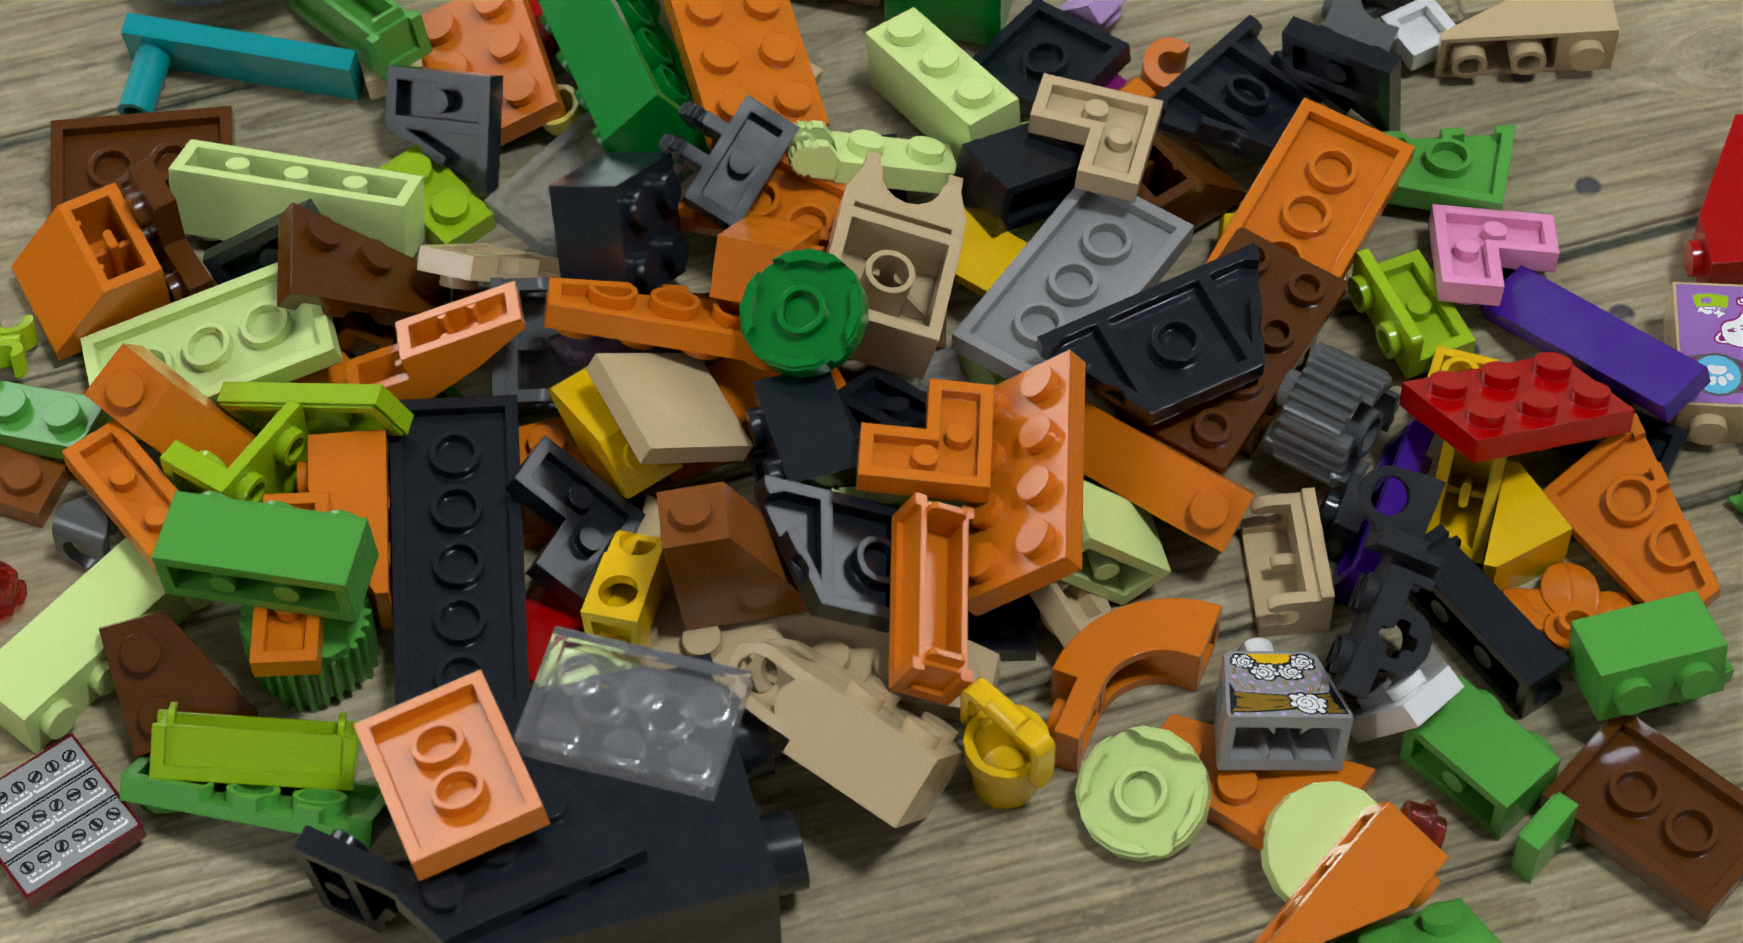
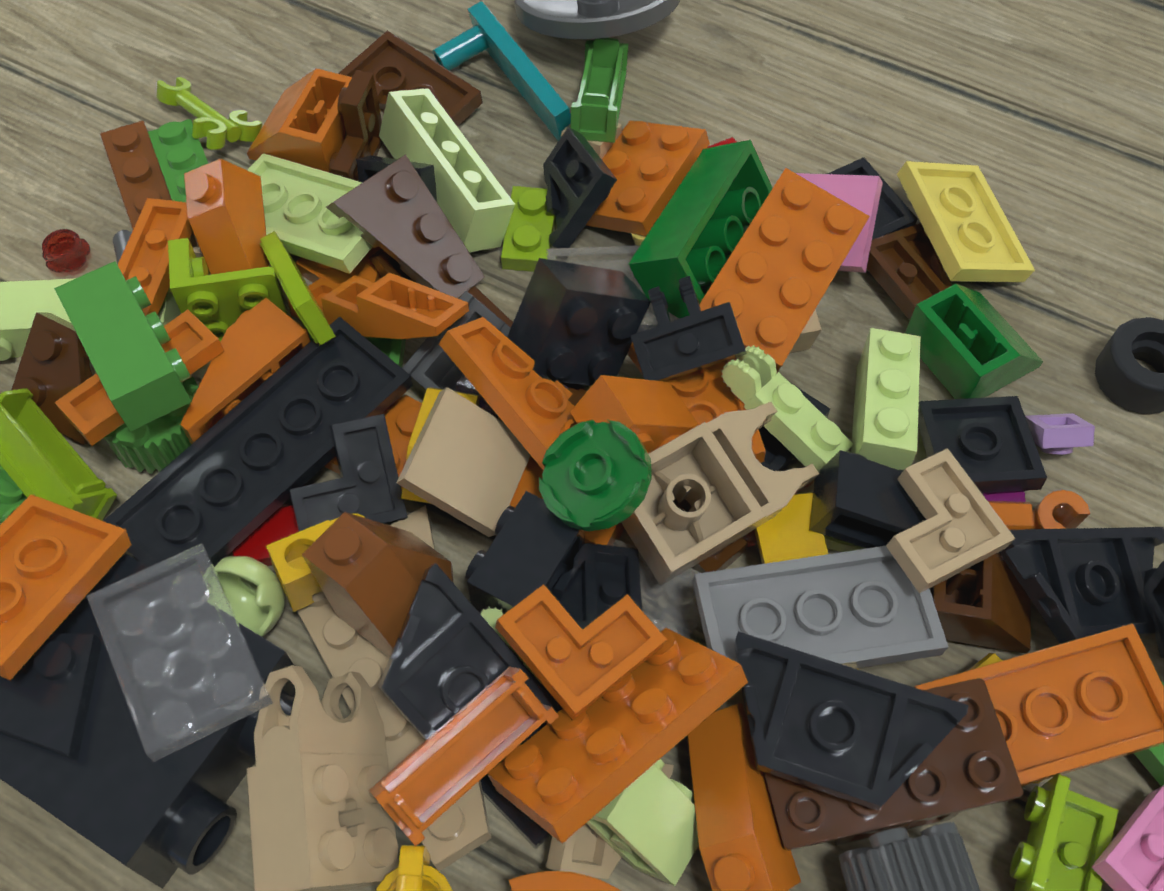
camera: 45 degrees right, 5 degrees up
(475, 263) = (486, 279): tan wing -> none

